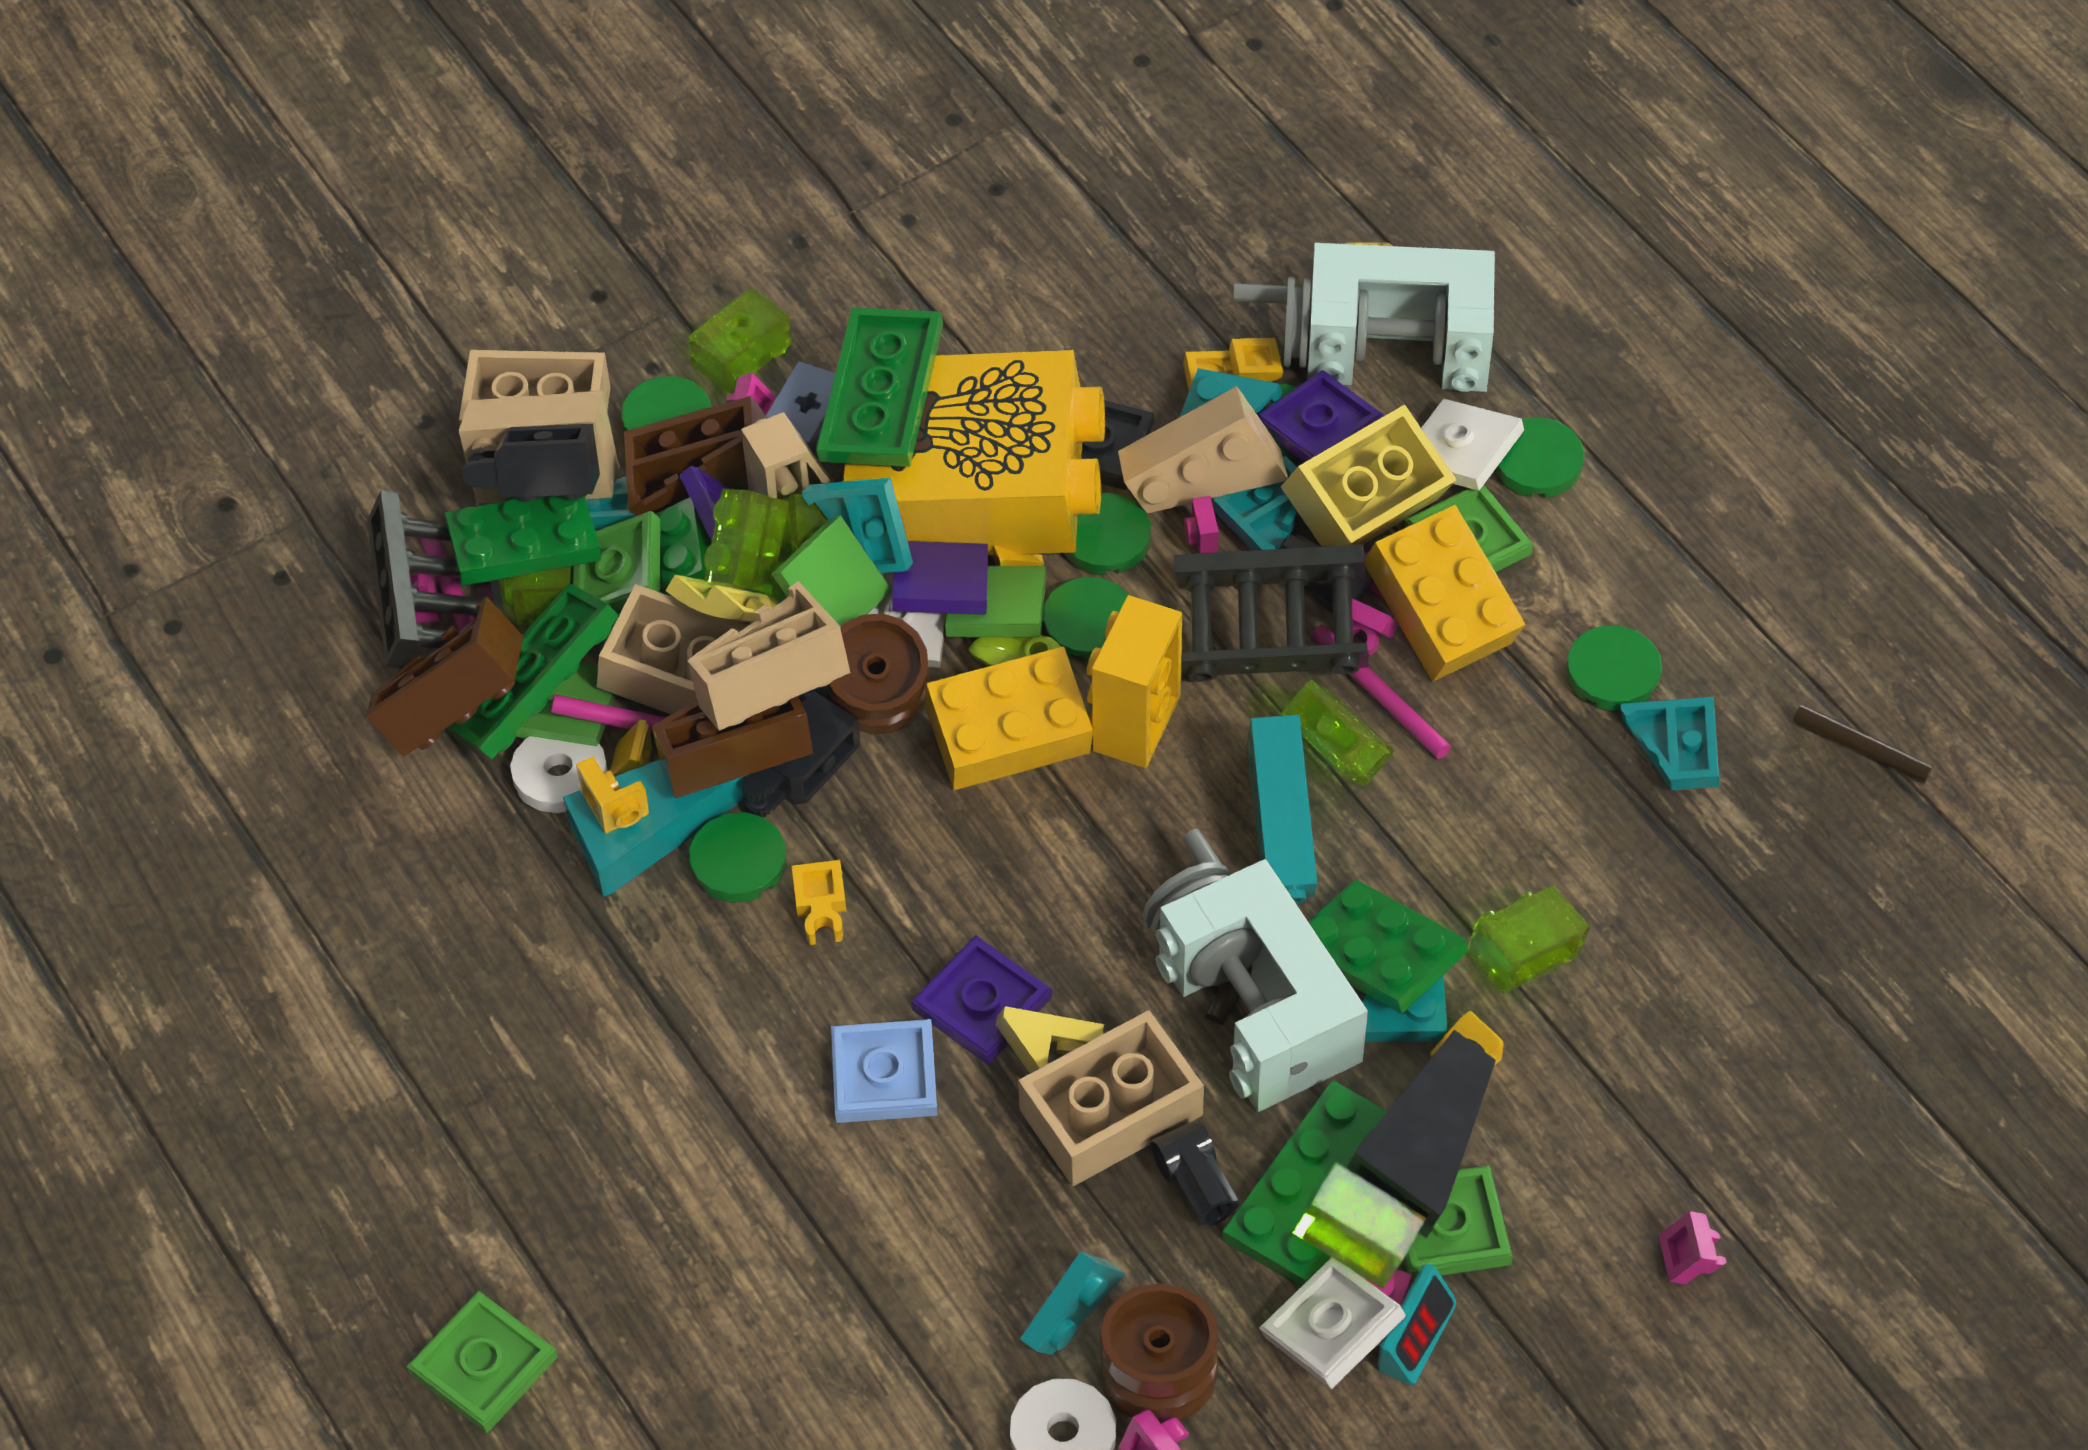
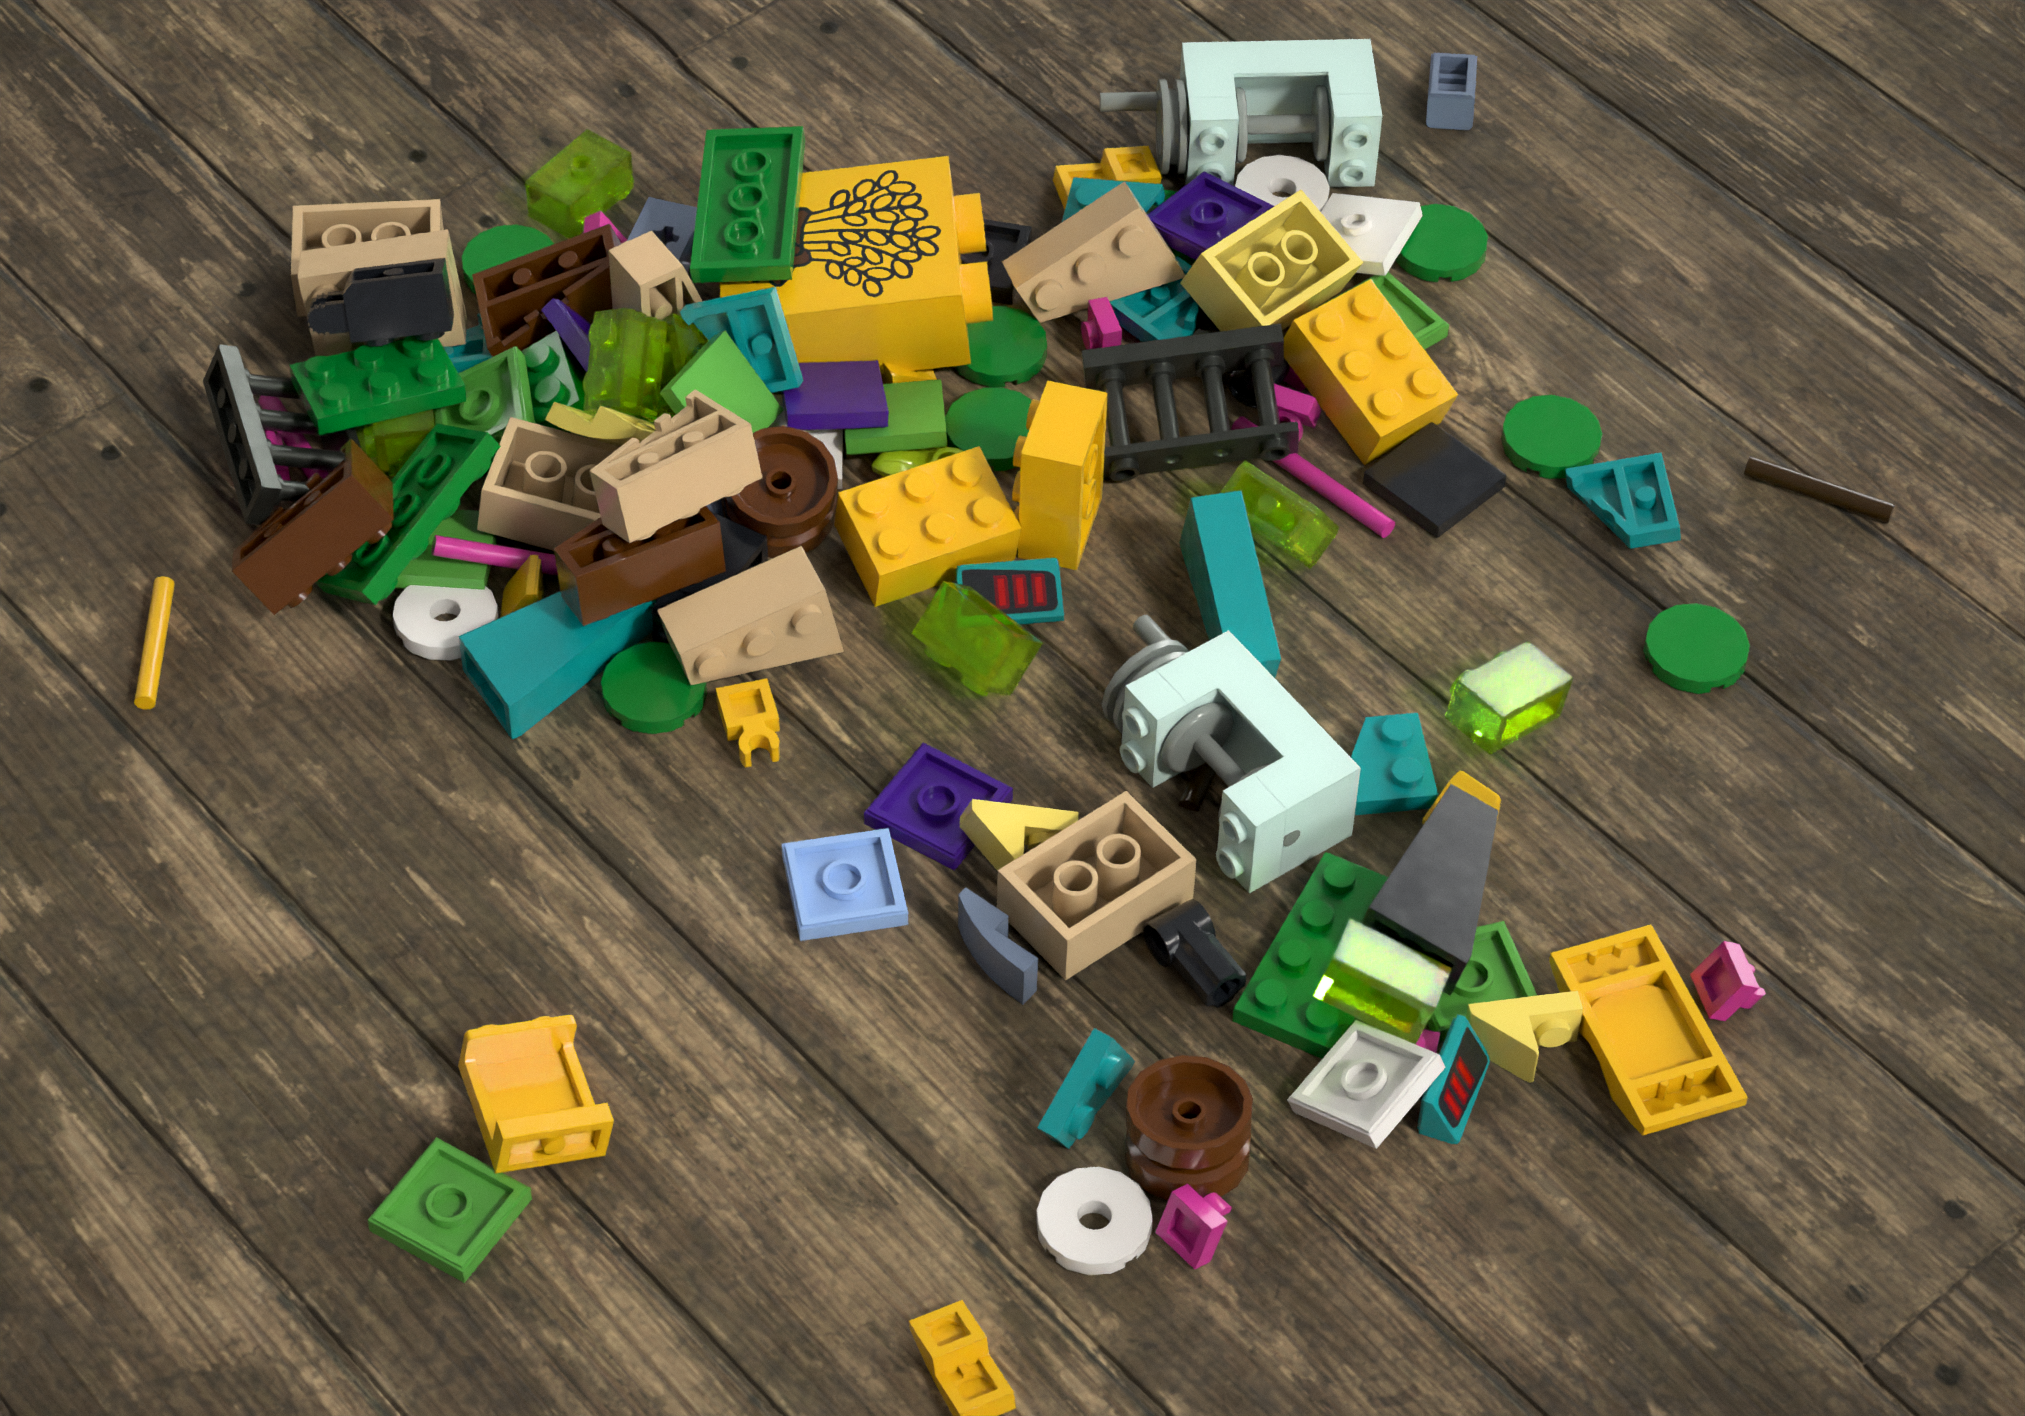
camera: 10 degrees left, 5 degrees down
(294, 774) = (154, 643): none -> yellow bar
(569, 1258) = (532, 1094): none -> yellow panel
(610, 804) = (511, 634): yellow bracket -> none
(832, 804) = (753, 621): none -> tan wedge
(1007, 1143) = (986, 937): none -> sand blue slope
(1037, 837) = (976, 639): none -> clear neon green brick
(1077, 790) = (1021, 589): none -> slope
(1386, 945) = (1369, 714): green plate -> none
(1401, 375) = (1286, 175): none -> white tile
(1481, 1274) = (1517, 1027): none -> light yellow slope
(1495, 704) = (1434, 479): none -> black tile
(1572, 300) = (1451, 91): none -> sand blue slope
(1605, 1291) = (1647, 1031): none -> yellow slope
(1718, 899) = (1696, 648): none -> green tile

